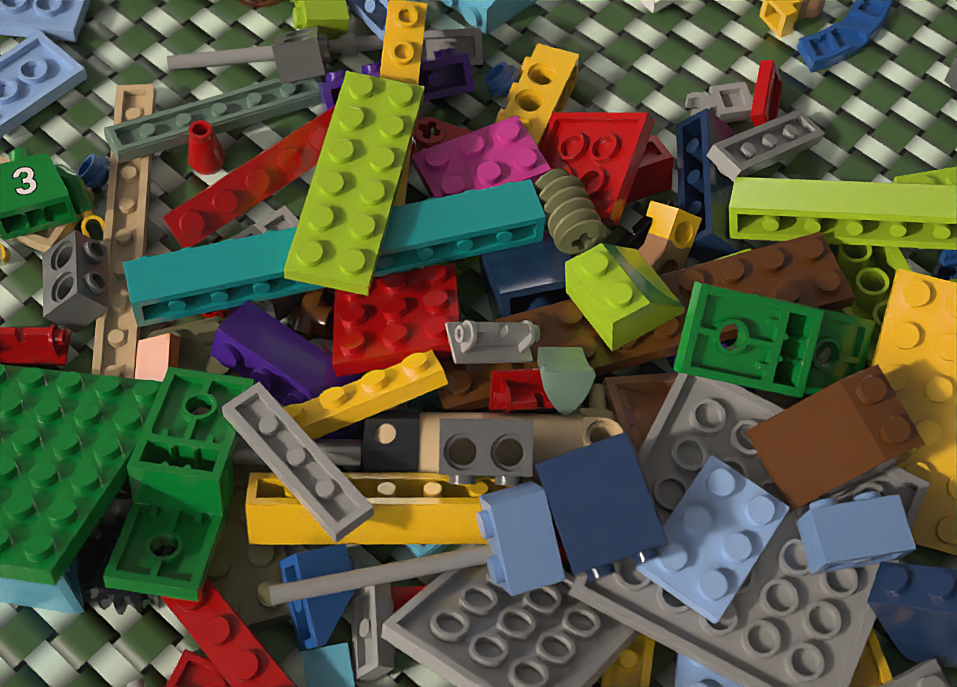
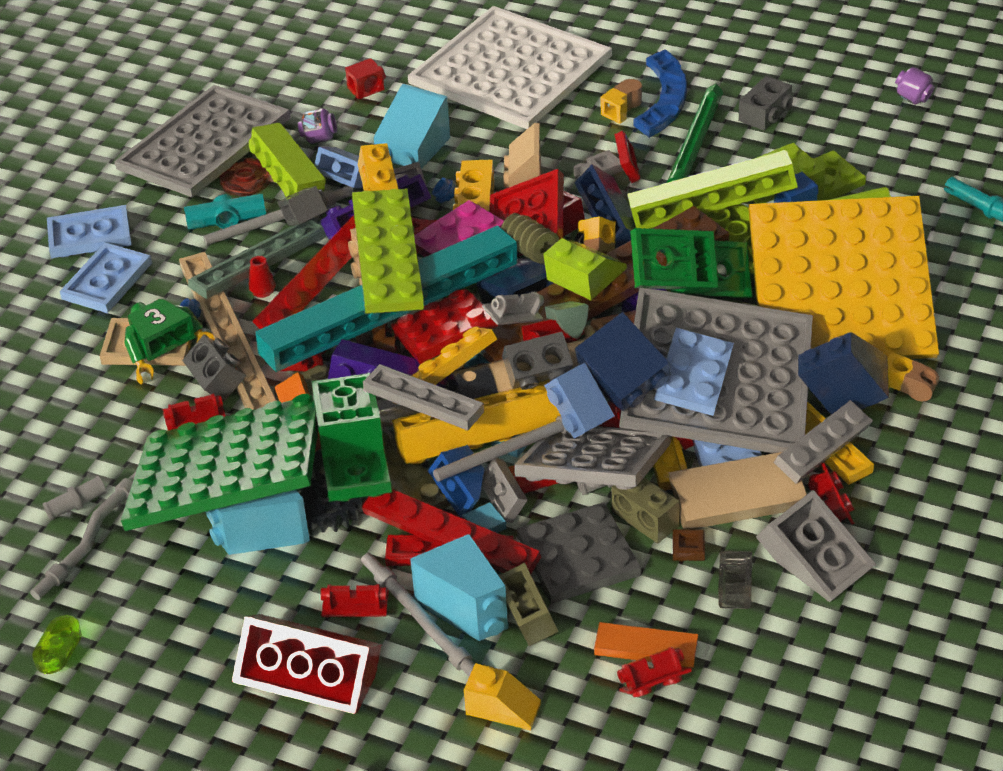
camera: 15 degrees left, 15 degrees down
(209, 27) = (224, 211): none -> teal piece
(621, 70) = (523, 158): none -> tan slope
(765, 145) = (637, 177): light grey plate -> none
(835, 438) = (747, 300): reddish brown slope -> none
(855, 532) = (776, 345): medium blue brick -> none
(867, 101) = (696, 133): none -> green piece

